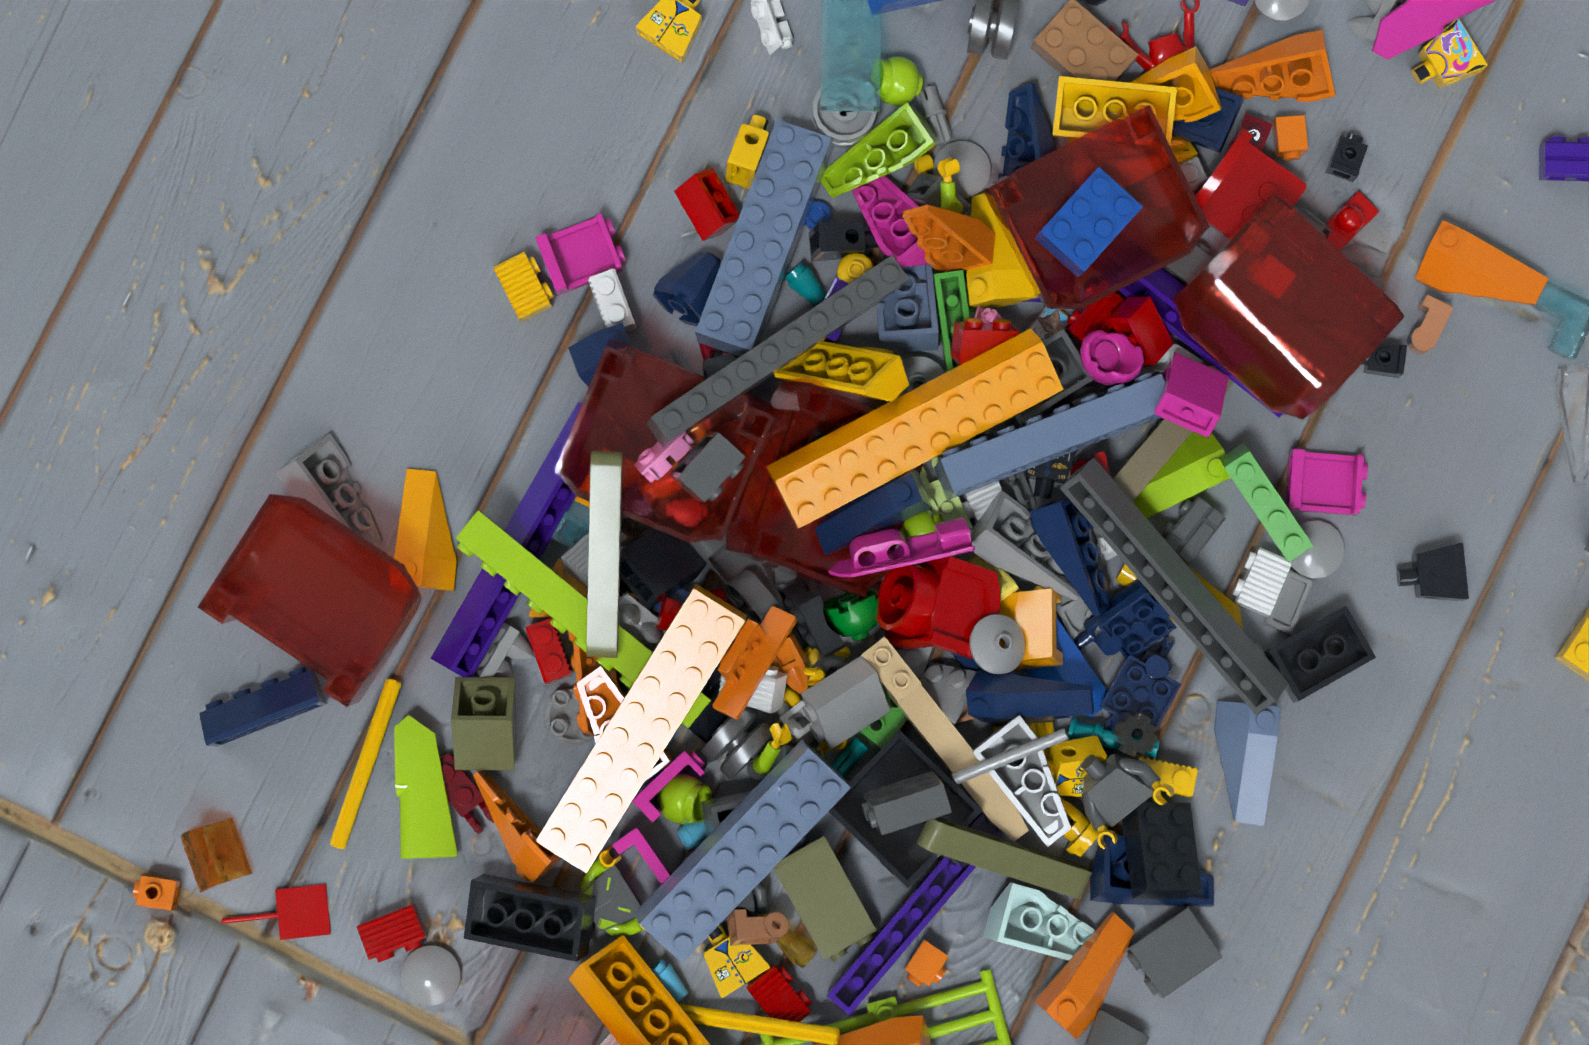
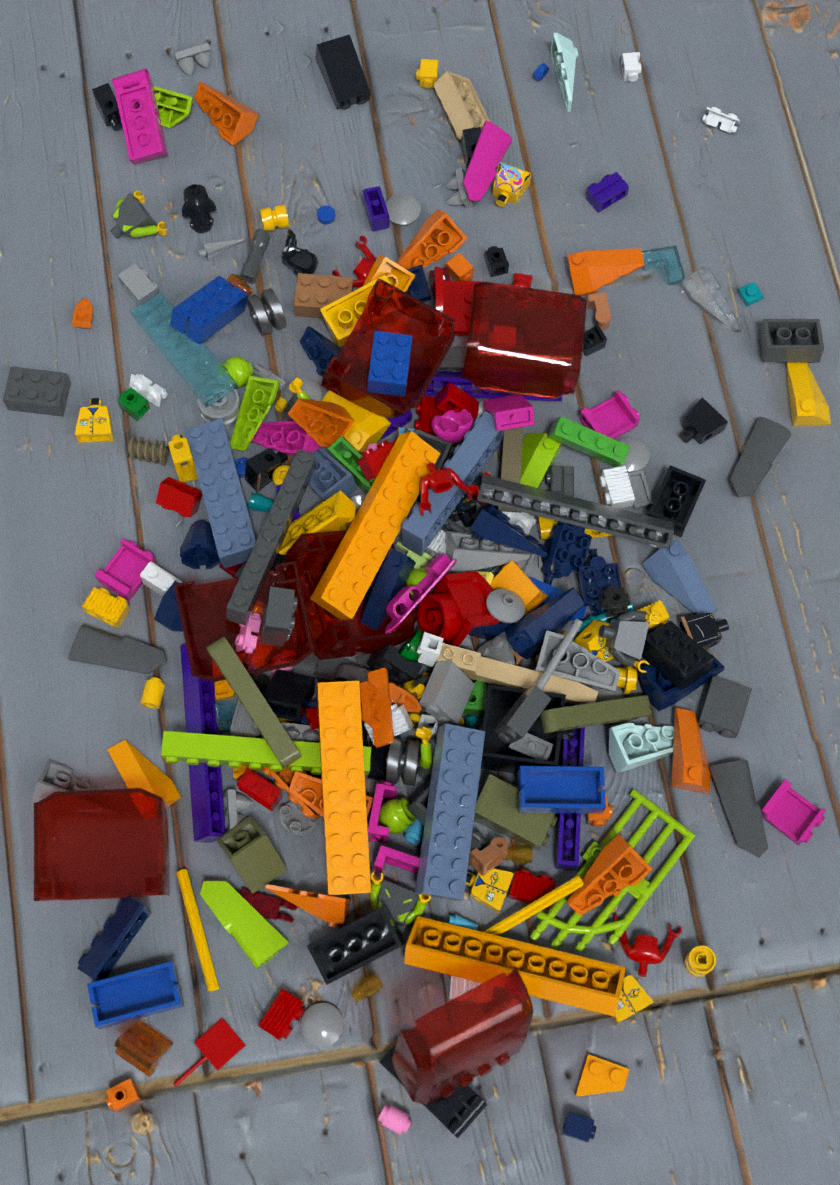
camera: 35 degrees left, 15 degrees down
(244, 791) = (135, 995): none -> blue piece
(491, 348) = (121, 653): none -> dark grey panel
(505, 438) = (152, 693): none -> yellow brick
(510, 971) = (367, 987): none -> clear yellow cone
(712, 111) = (148, 451): none -> dark tan piece
(738, 31) = (133, 403): none -> green brick
(864, 633) = (429, 649): none -> white brick
(892, 917) = (561, 789): none -> blue piece
(905, 848) = (533, 747): none -> light grey tile
(1029, 434) = (441, 481): none -> red piece
(1223, 840) = (703, 628): none -> black torso
(1479, 666) = (758, 455): none -> dark grey panel

